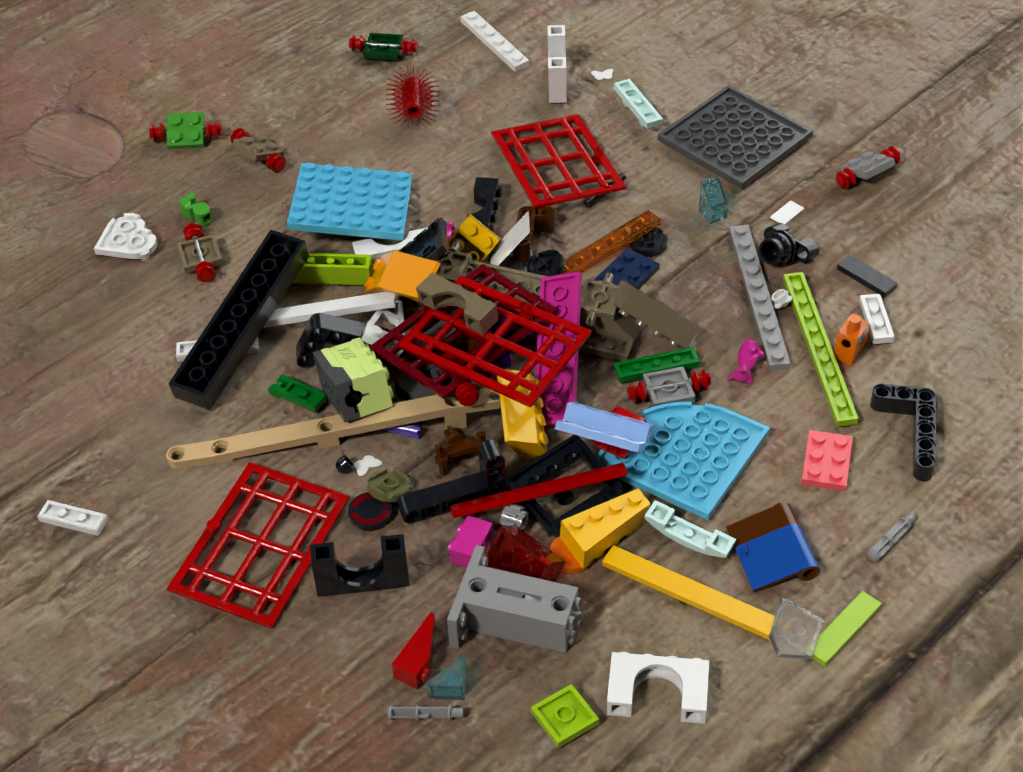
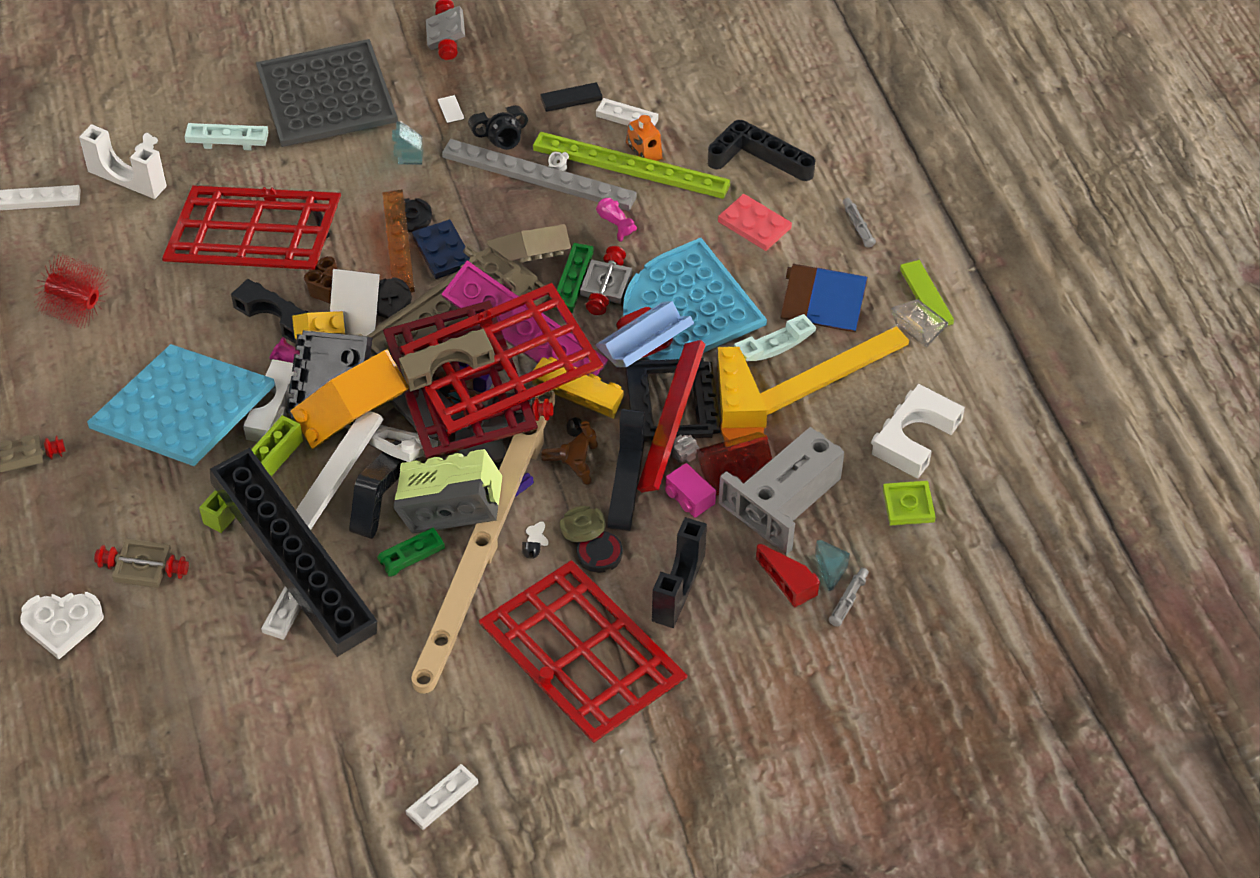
camera: 65 degrees left, 5 degrees up
(195, 211) = (78, 540): bright green leg -> none
(497, 436) = (571, 429): none -> black hinge

